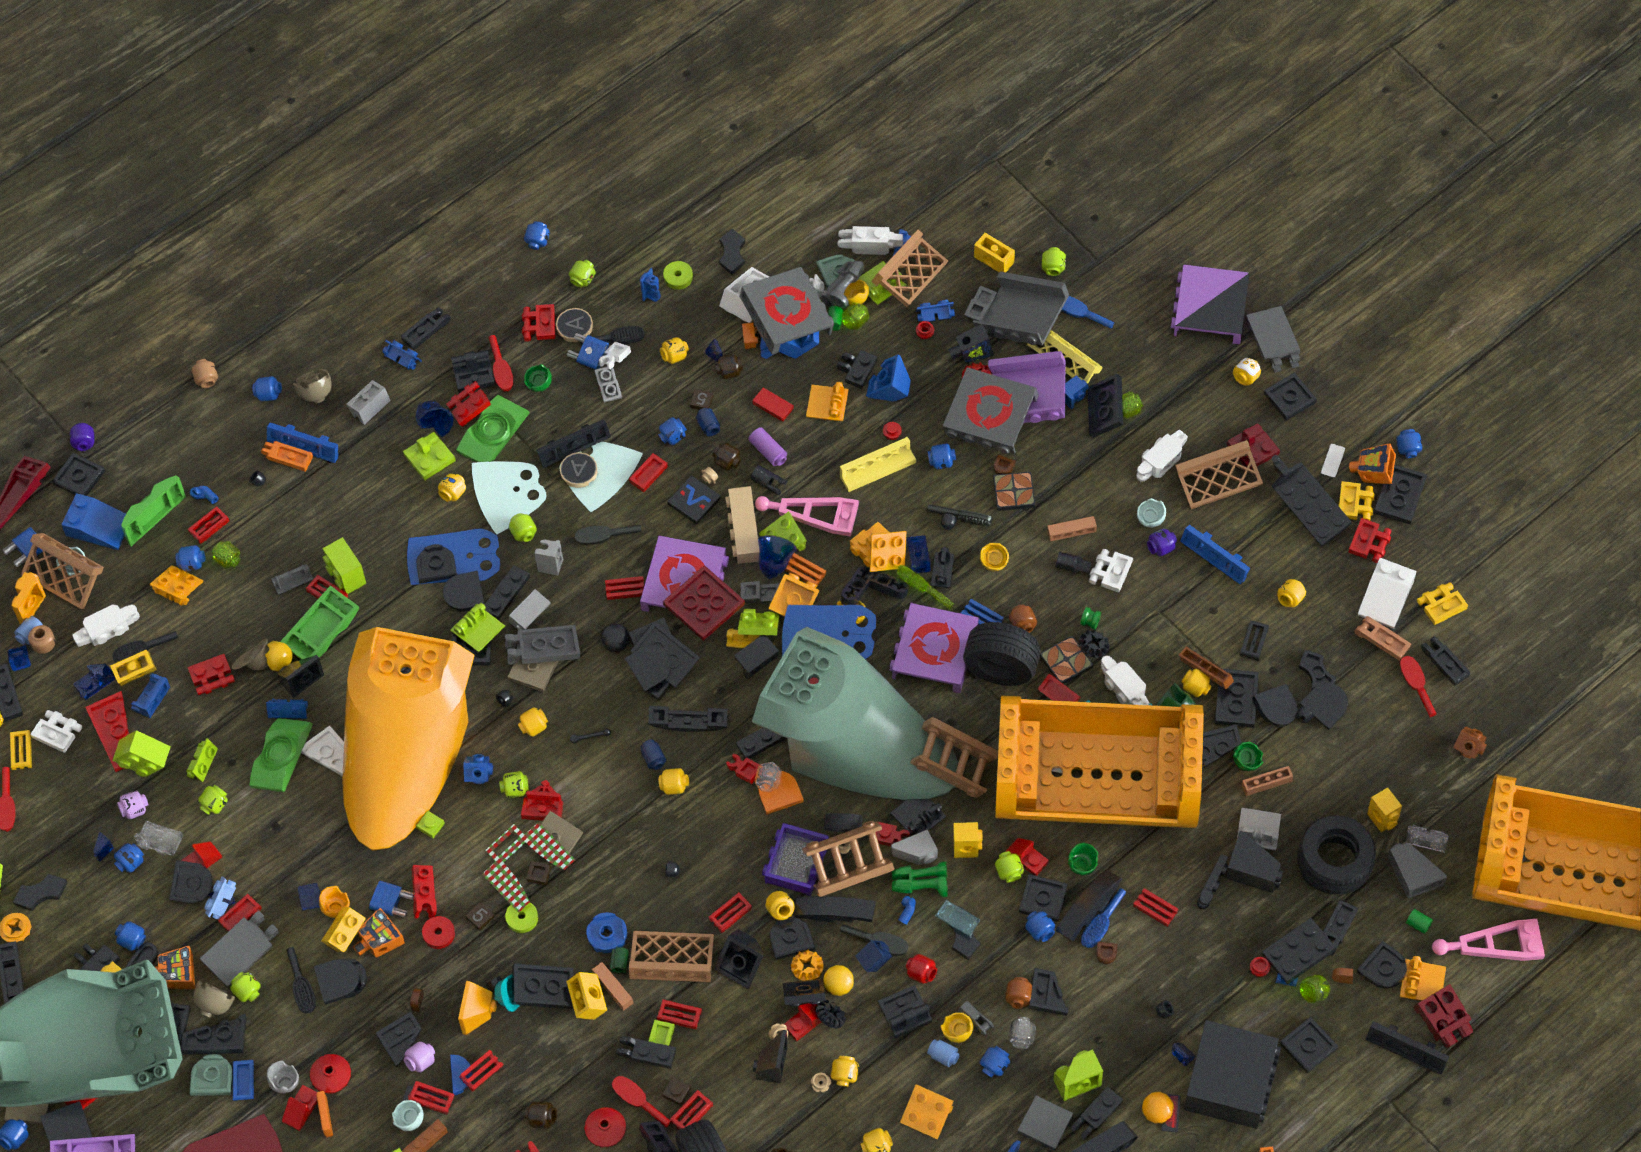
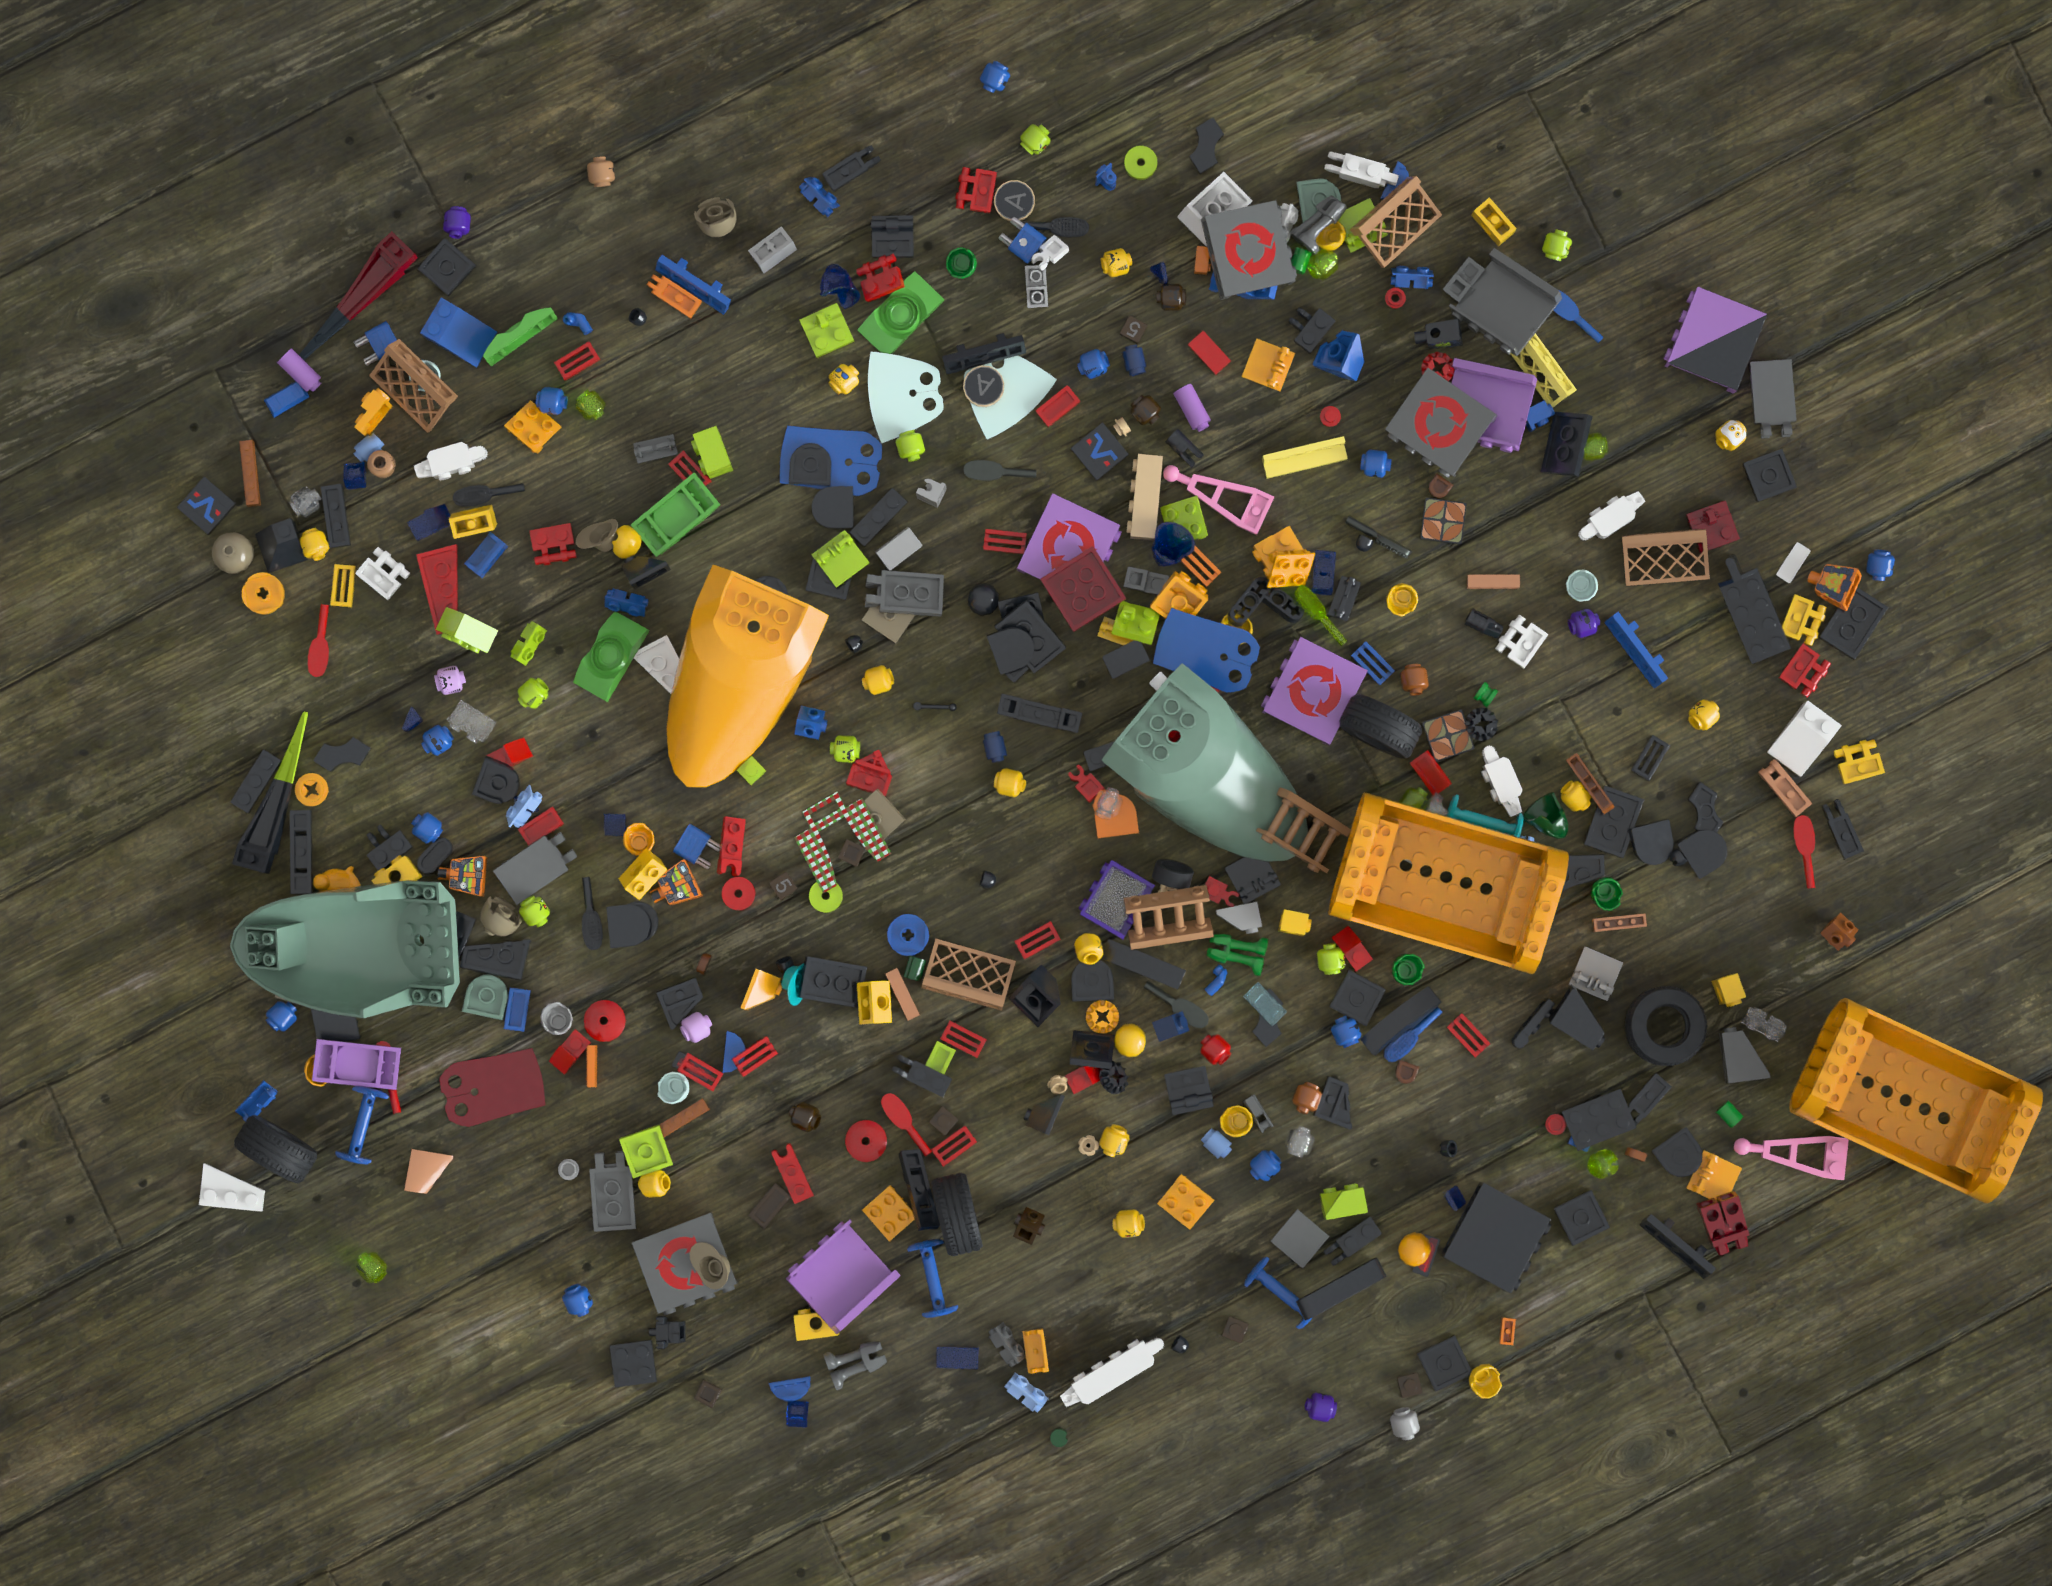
camera: 15 degrees right, 25 degrees up
(267, 388) = (665, 207): blue head -> none
(501, 369) = (924, 241): red piece -> none

